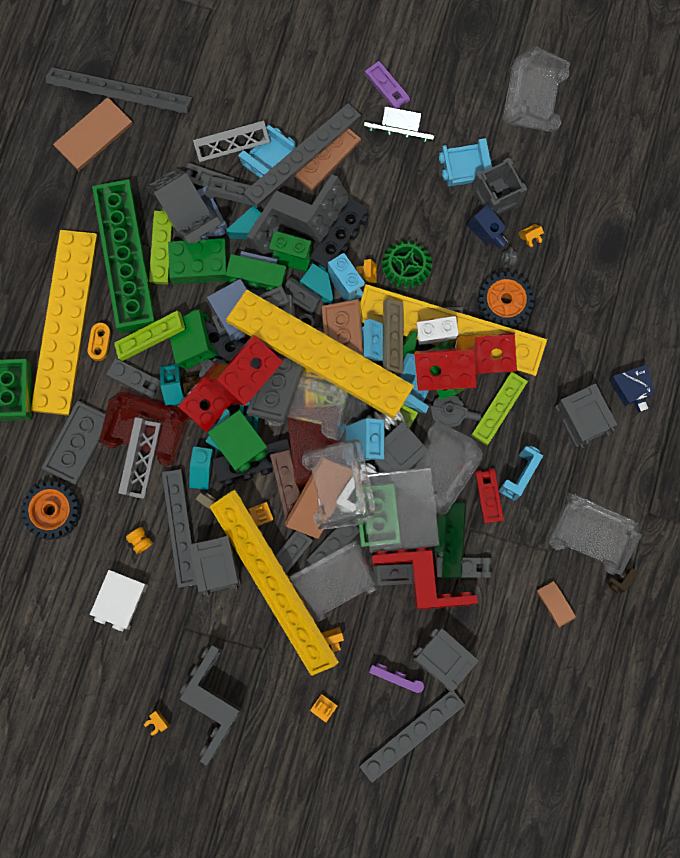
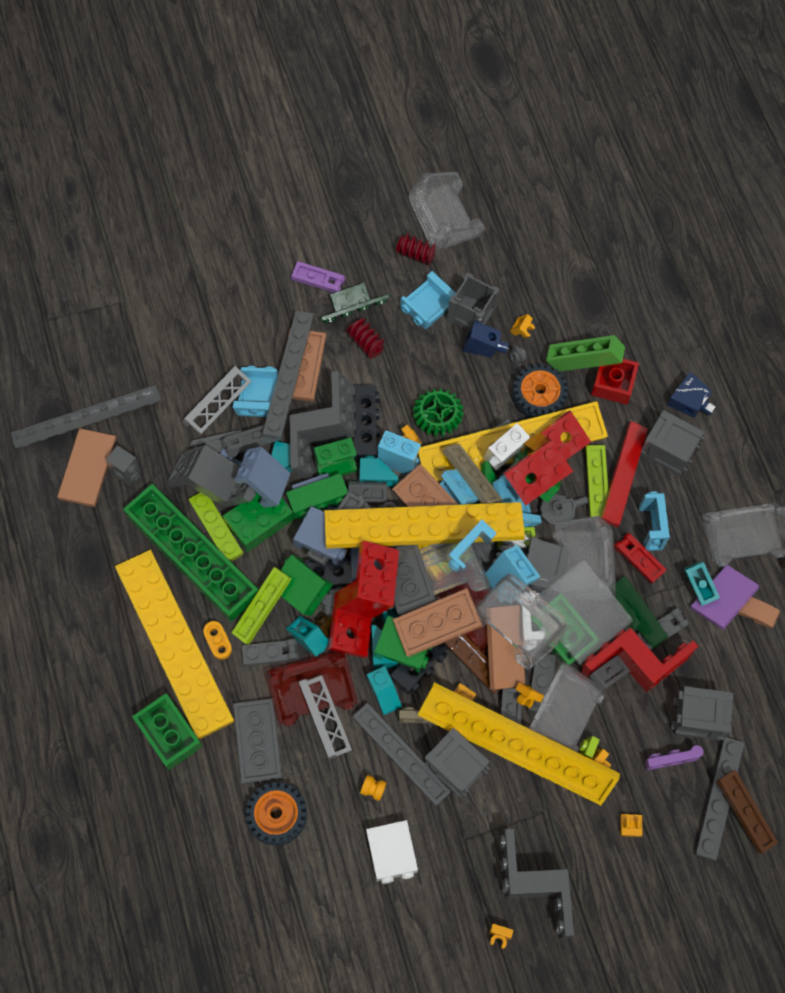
camera: 35 degrees left, 10 degrees down
(118, 150) = (123, 466): none -> dark grey brick
(215, 228) = (263, 475): none -> sand blue panel
(272, 442) = (437, 622): none -> nougat tile
(312, 548) = (528, 695): none -> light orange tile
(332, 622) = (588, 746): none -> lime plate
(353, 387) = (480, 530): none -> medium azure panel
(390, 163) = (365, 338): none -> dark red piece
(424, 762) = (747, 811): none -> reddish brown plate
(486, 111) = (416, 249): none -> dark red piece
(524, 550) = (701, 583): none -> teal slope
(526, 416) = (624, 474): none -> red tile
(537, 575) = (734, 593): none -> medium lavender tile
(564, 292) = (586, 353): none -> bright green brick
(577, 329) = (615, 381): none -> red brick

